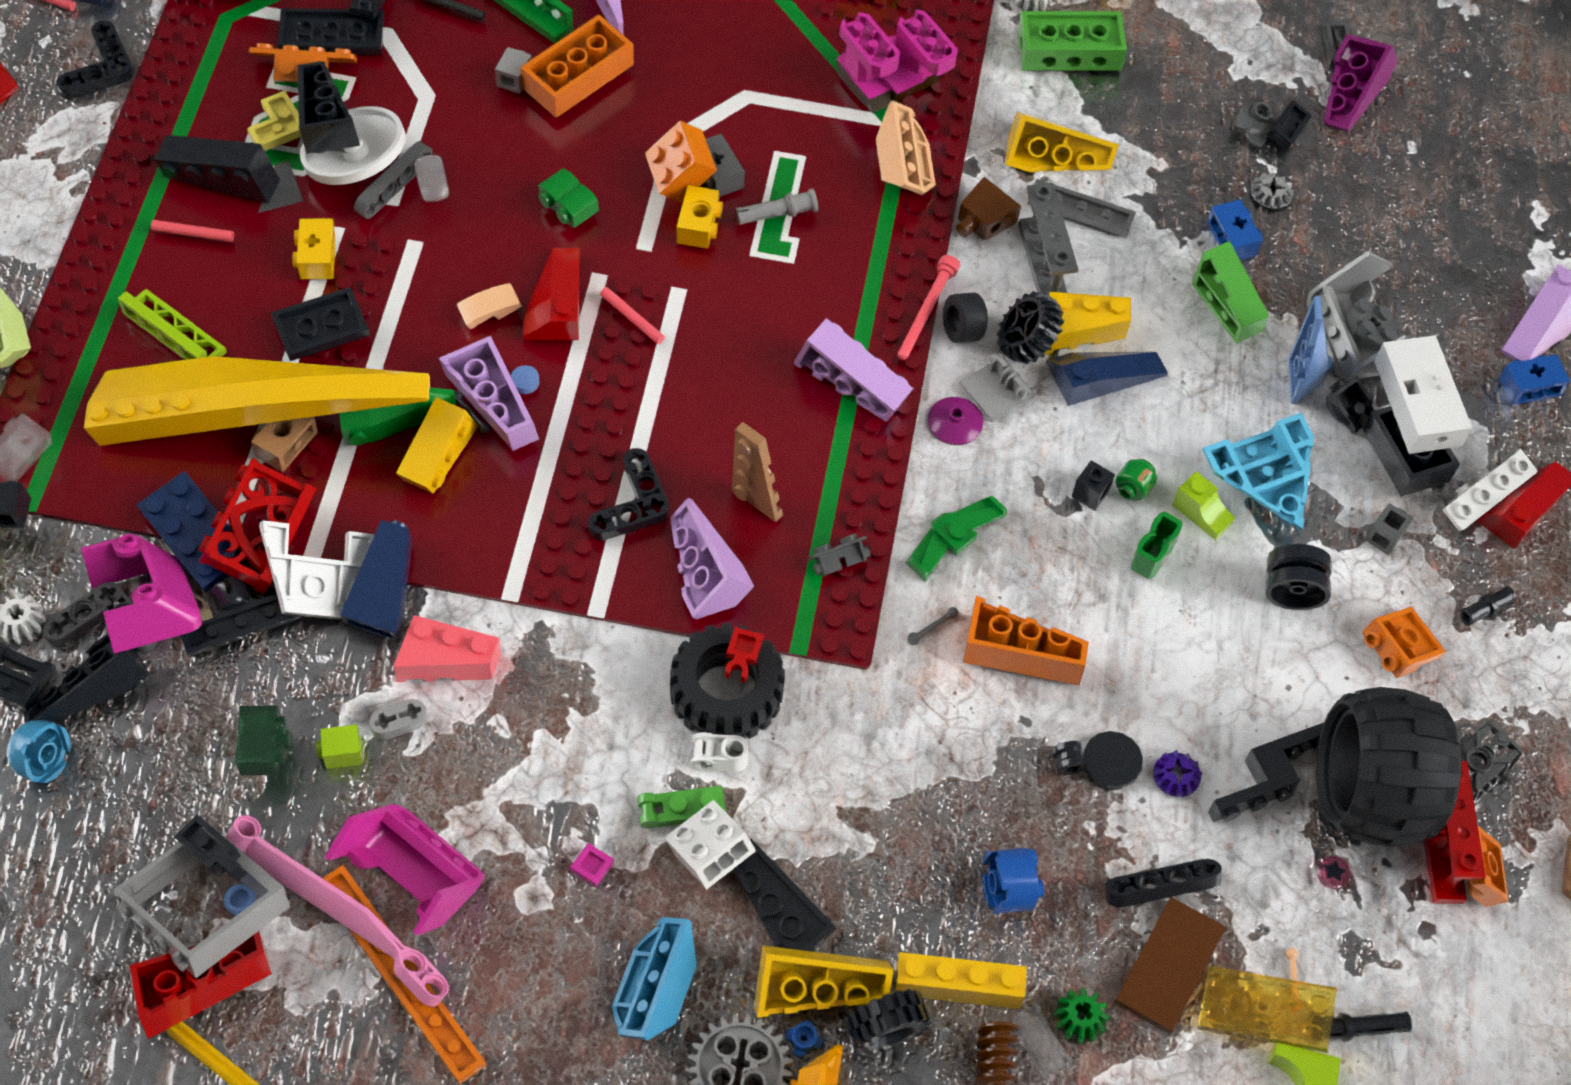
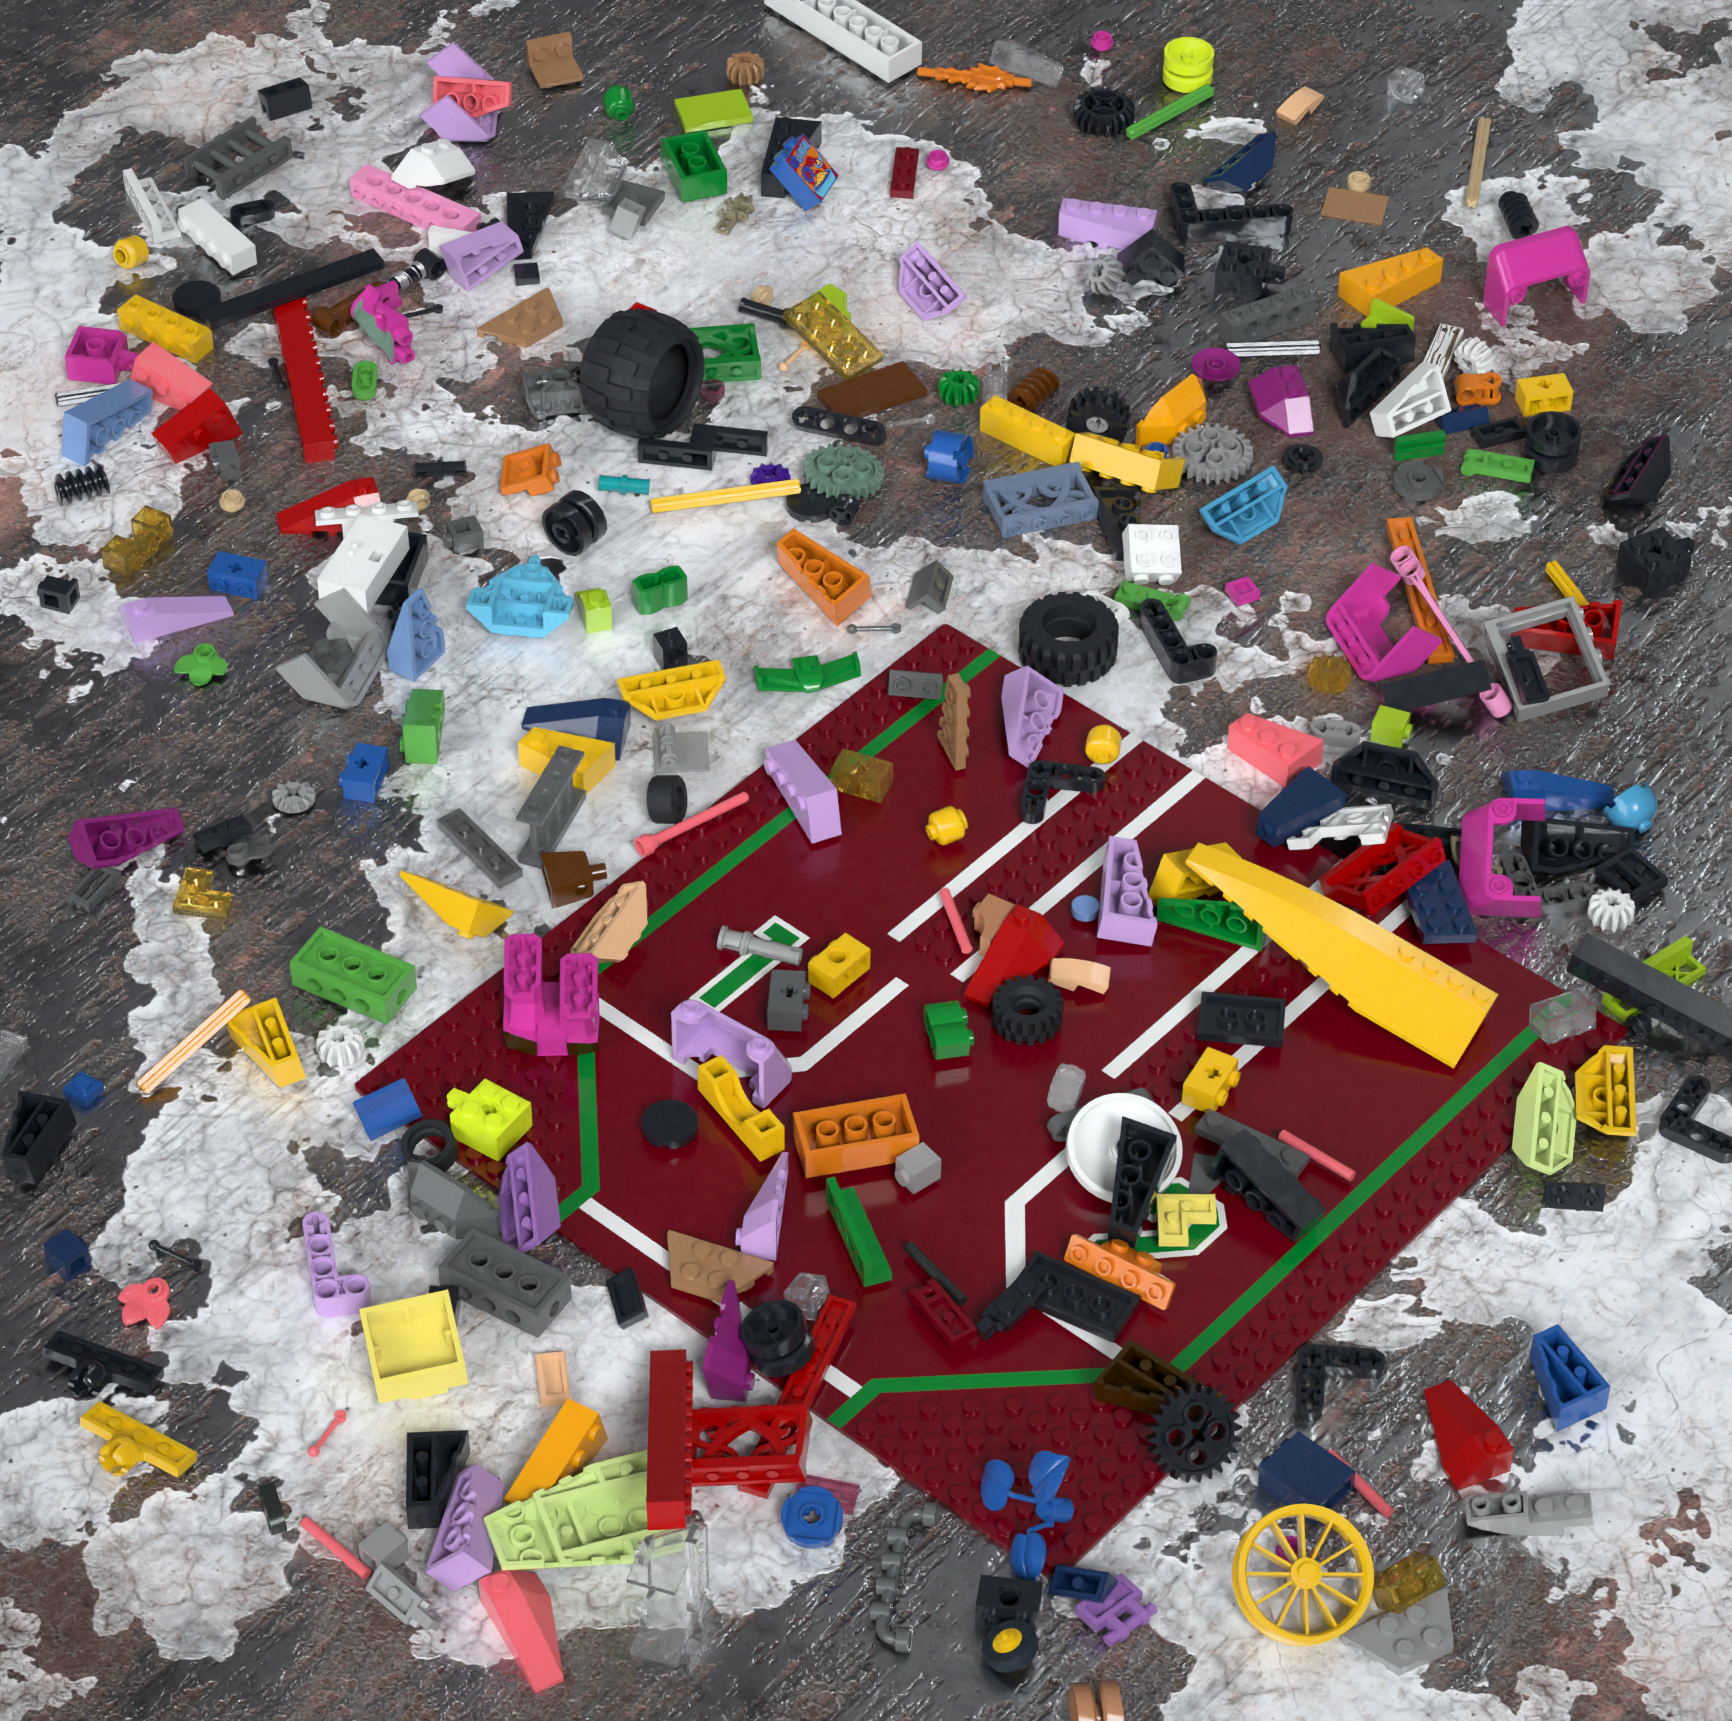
camera: 145 degrees left, 15 degrees down
(141, 749) = (1558, 790): none -> blue wedge
(163, 331) = (1378, 1053): lime fence -> none
(251, 215) = (1220, 1129): none -> dark grey plate
(261, 740) = (1452, 735): clear green brick -> none
(309, 808) = (1437, 686): none -> black brick
(316, 677) = (1386, 772): none -> black wedge
(440, 797) = (1329, 674): none -> clear yellow gear
(510, 230) = (1028, 995): none -> black tyre
(595, 318) = (988, 918): none -> nougat arch
(612, 562) = (1103, 744): none -> yellow head
(625, 750) = (1178, 660): none -> black beam
(656, 41) = (723, 1090): none -> yellow arch
(680, 160) = (826, 996): orange brick -> none
(699, 396) = (946, 825): none -> yellow head
(723, 92) = (704, 1032): none -> lavender windscreen
(734, 32) = (670, 1124): none -> black tile
(743, 650) = (1050, 620): red plate -> none
(813, 416) = (862, 775): none -> clear yellow brick
(881, 925) = (1052, 482): none -> sand blue fence
(911, 699) = (931, 586): none -> dark grey panel
(953, 429) = (735, 750): magenta dish -> none
(1030, 327) = (631, 756): black gear -> none
(1049, 423) = (674, 690): none -> yellow wedge
(1134, 821) = (843, 471): none -> sand green gear
(1136, 479) = (631, 641): green head -> none
(1196, 714) = (725, 496): none -> yellow axle
(1252, 61) = (197, 899): none -> clear yellow plate
(1305, 679) = (624, 484): none -> teal pin
(1381, 876) = (733, 363): none -> green fence
(1396, 1048) = (762, 294): none -> tan plate
(1469, 281) = (201, 664): none -> bright green plate
(1471, 553) = (420, 496): none -> tan plate

